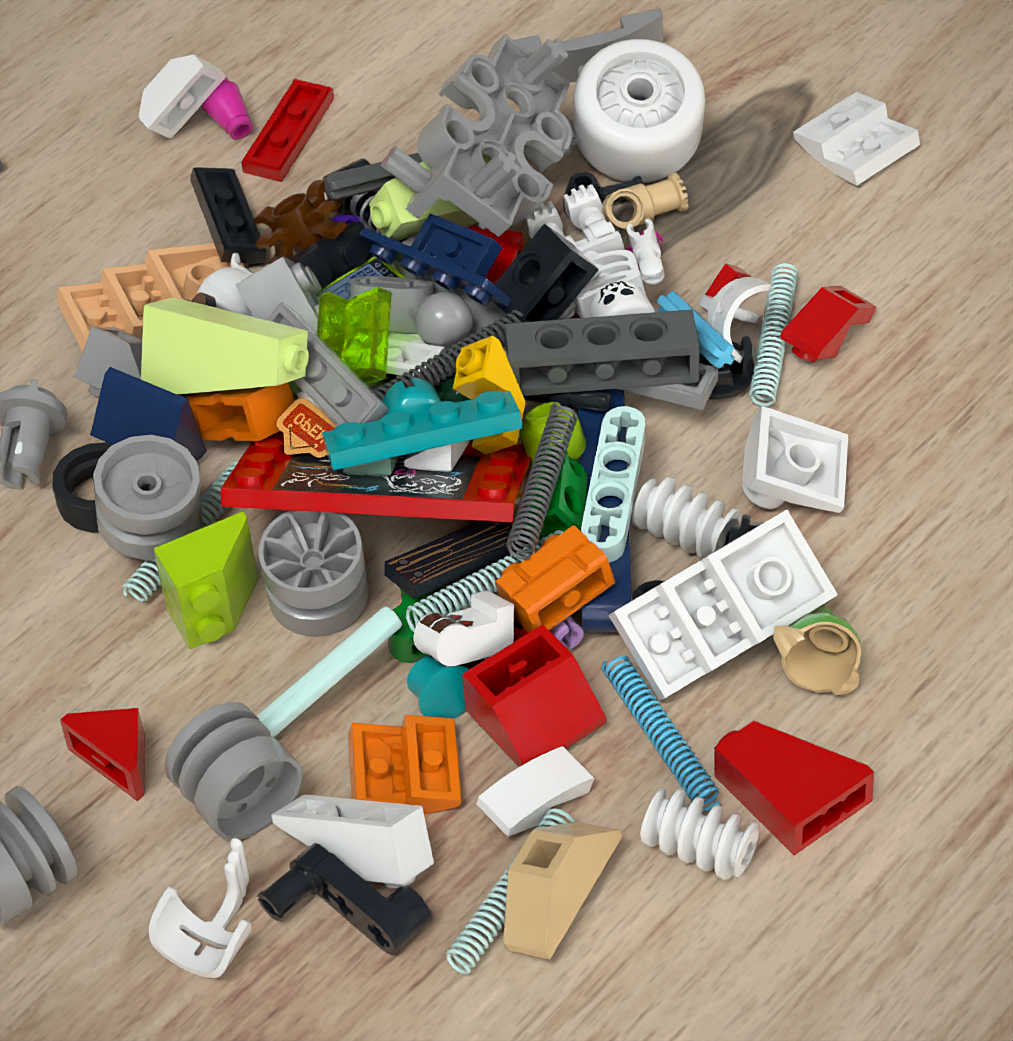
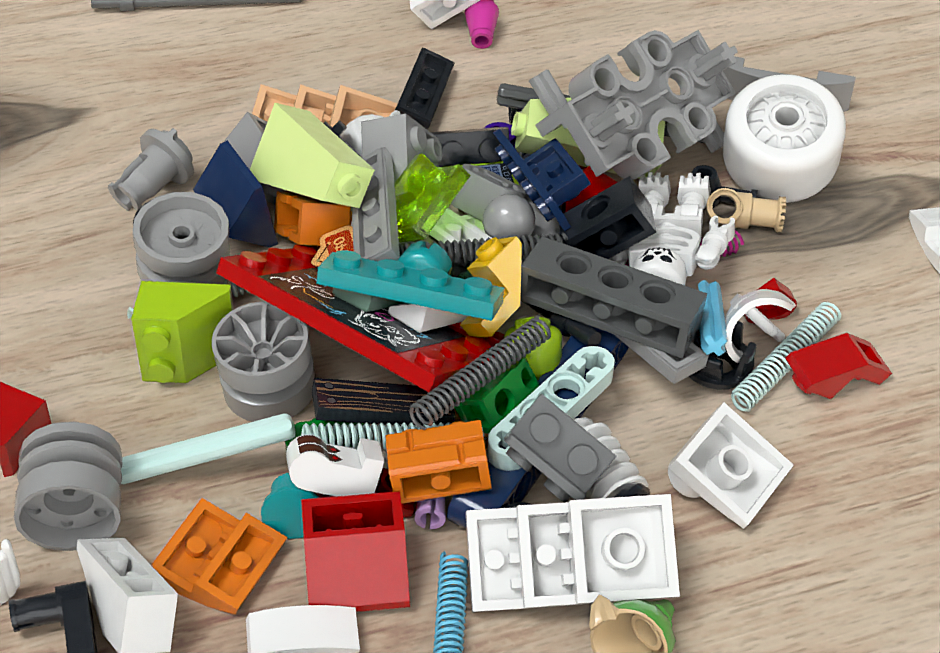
camera: 25 degrees right, 5 degrees down
(287, 130) = (515, 54): red tile -> none
(299, 221) = (465, 111): reddish brown pin -> none
(656, 516) = (558, 449): none -> bracket

